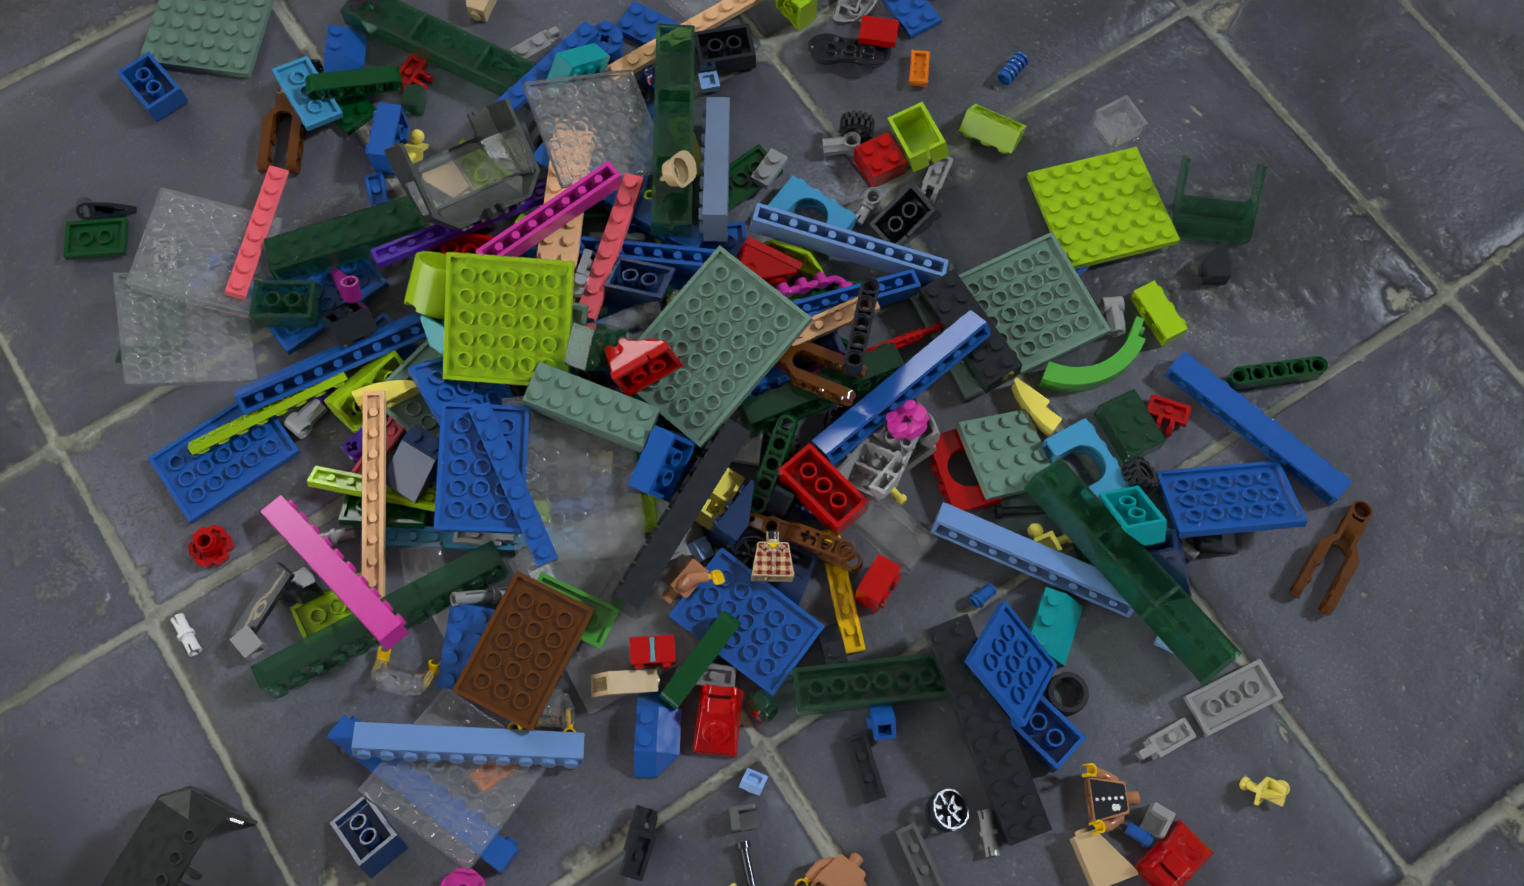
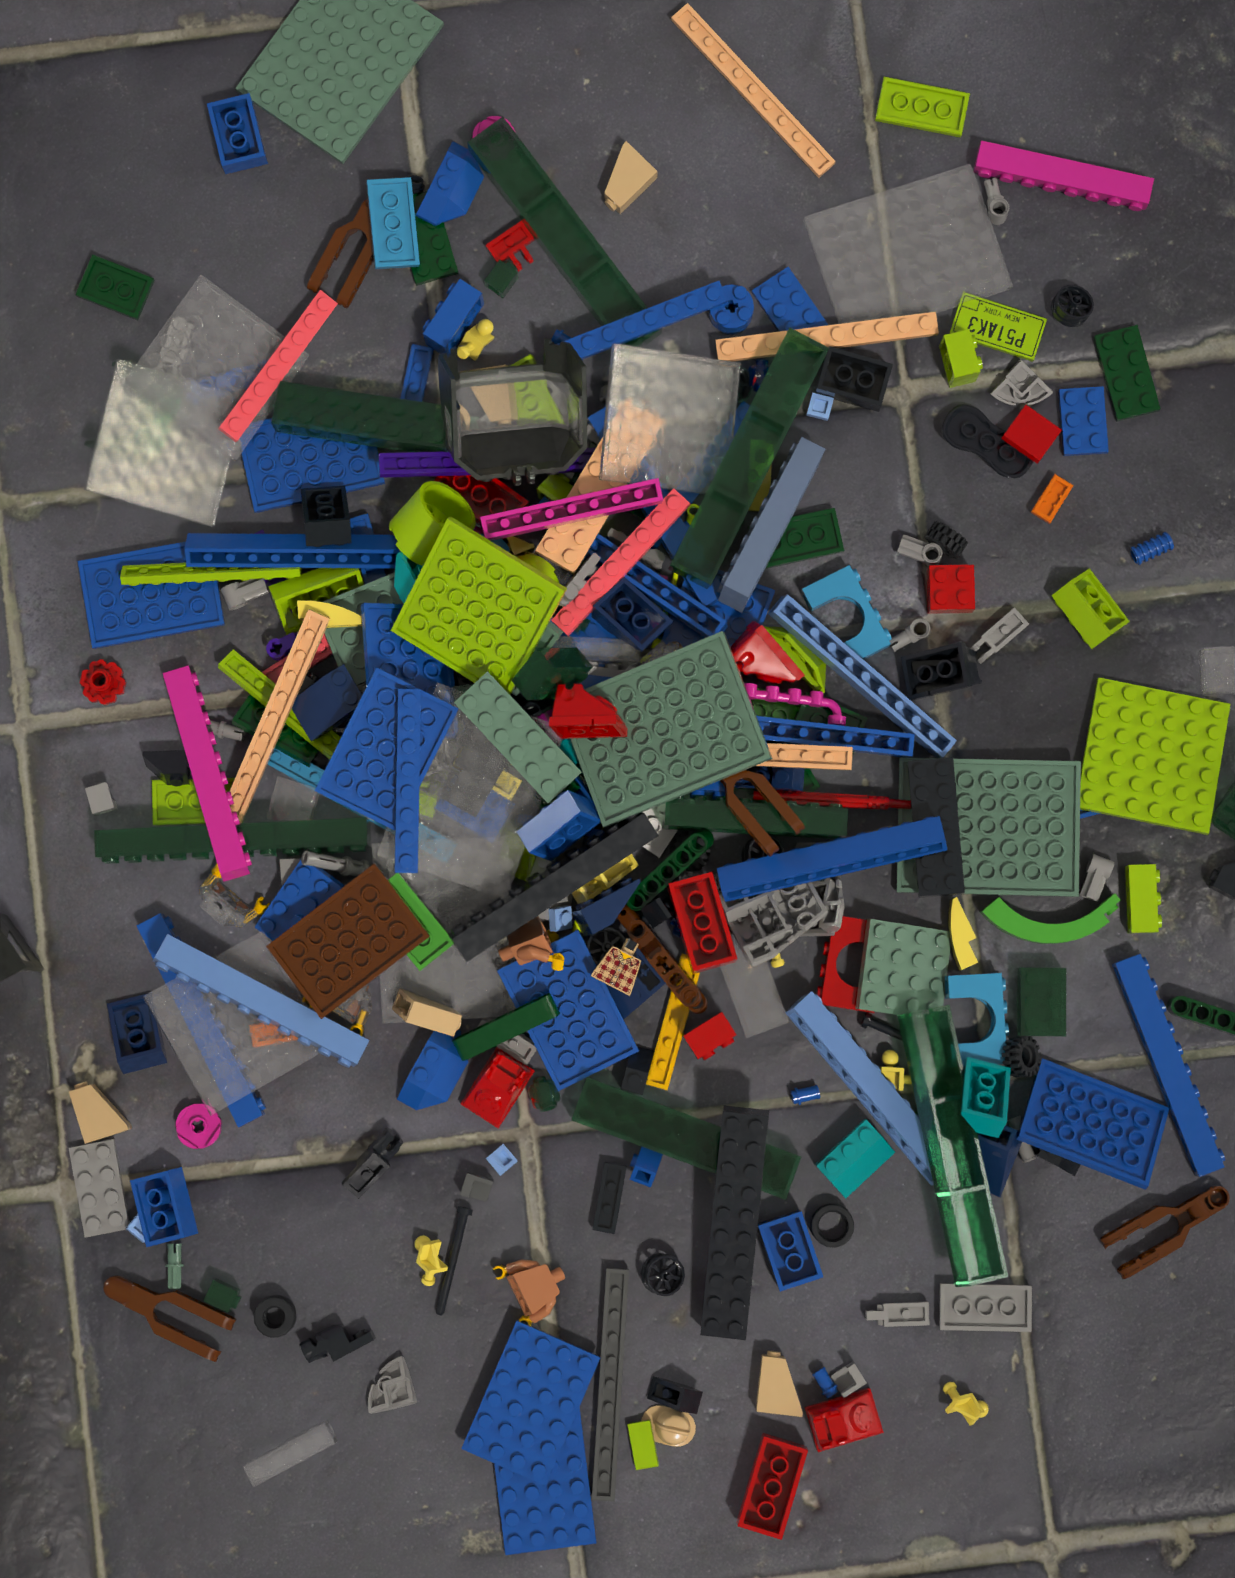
camera: 30 degrees right, 15 degrees up
(102, 210) = (129, 256): black piece -> none
(186, 634) = (47, 760): white pin -> none
(265, 599) = (132, 765): black tile -> none
(285, 303) = (273, 463): brick -> none
(346, 285) = (341, 477): magenta piece -> none
(353, 82) = (445, 236): dark green beam -> none
(537, 44) = (657, 271): light grey hinge -> none
(579, 61) = (686, 333): teal slope -> none
(652, 651) = (465, 998): red container -> none
(679, 170) = (726, 522): tan piece -> none
(769, 168) = (830, 543): light grey plate -> none
(859, 334) = (826, 777): black beam -> none
(909, 411) = (817, 887): dark pink plate -> none
(918, 136) = (1002, 585): lime piece -> none
(988, 833) = (690, 1311): light grey pin -> none
(1011, 664) = (787, 1179): blue plate -> none
(1106, 799) = (813, 1338): torso -> none
(1168, 411) = (1091, 1004): red hinge -> none

